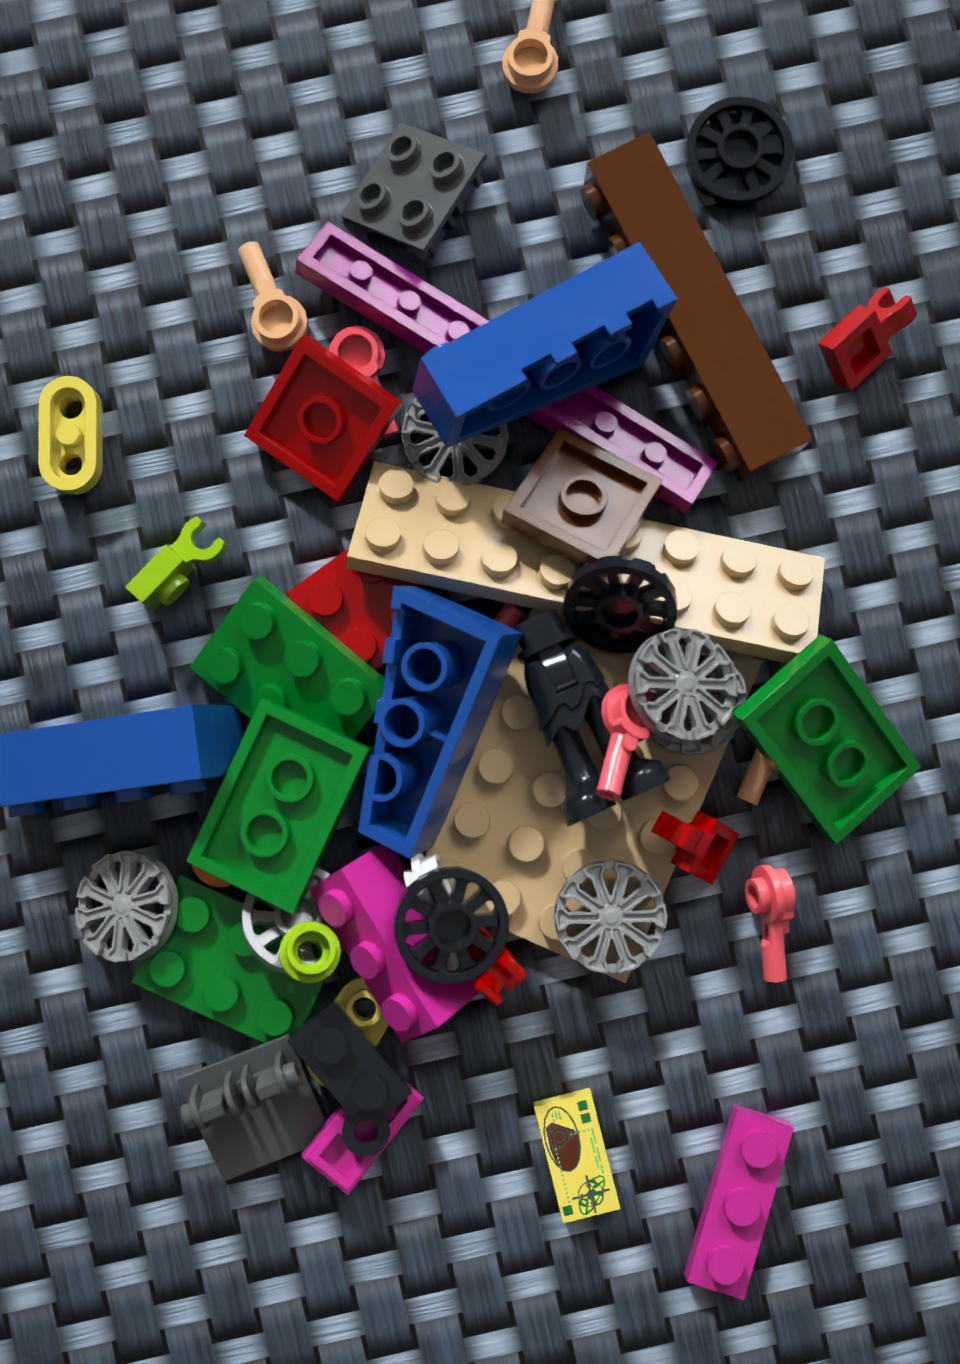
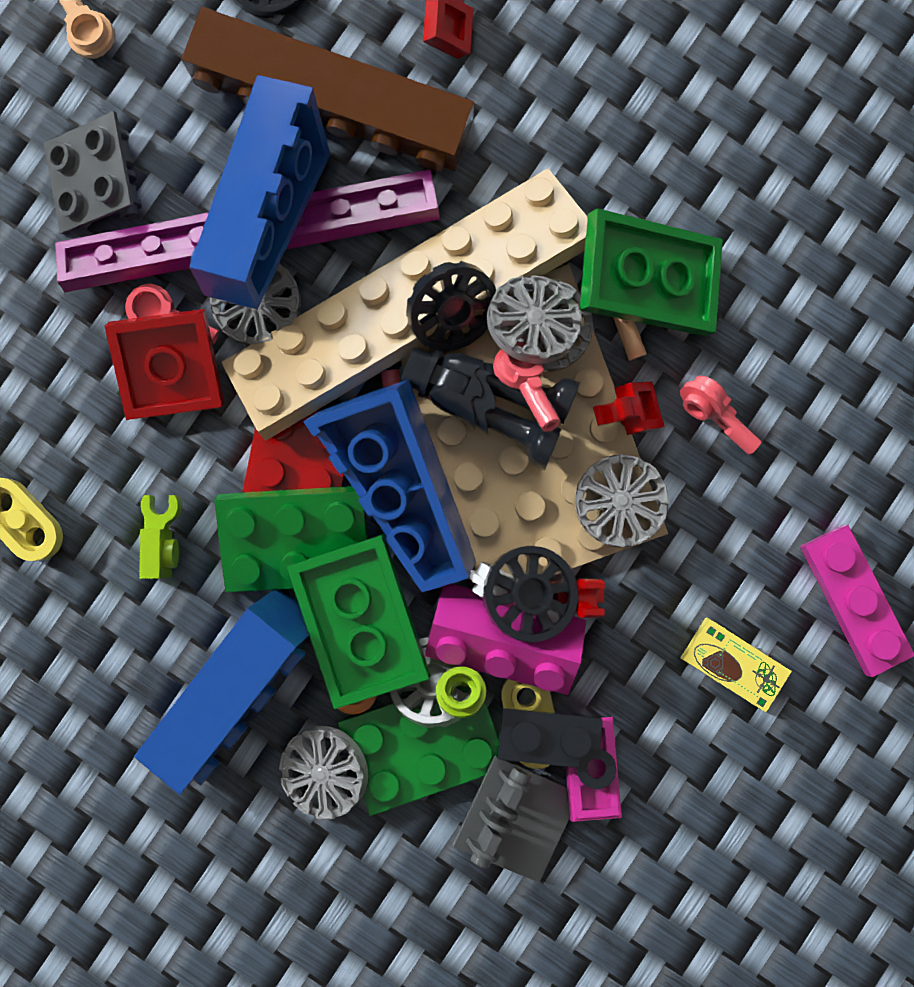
camera: 40 degrees left, 0 degrees up
(277, 318) = (79, 330): light nougat plate -> none
(581, 500) = (368, 266): plate -> none

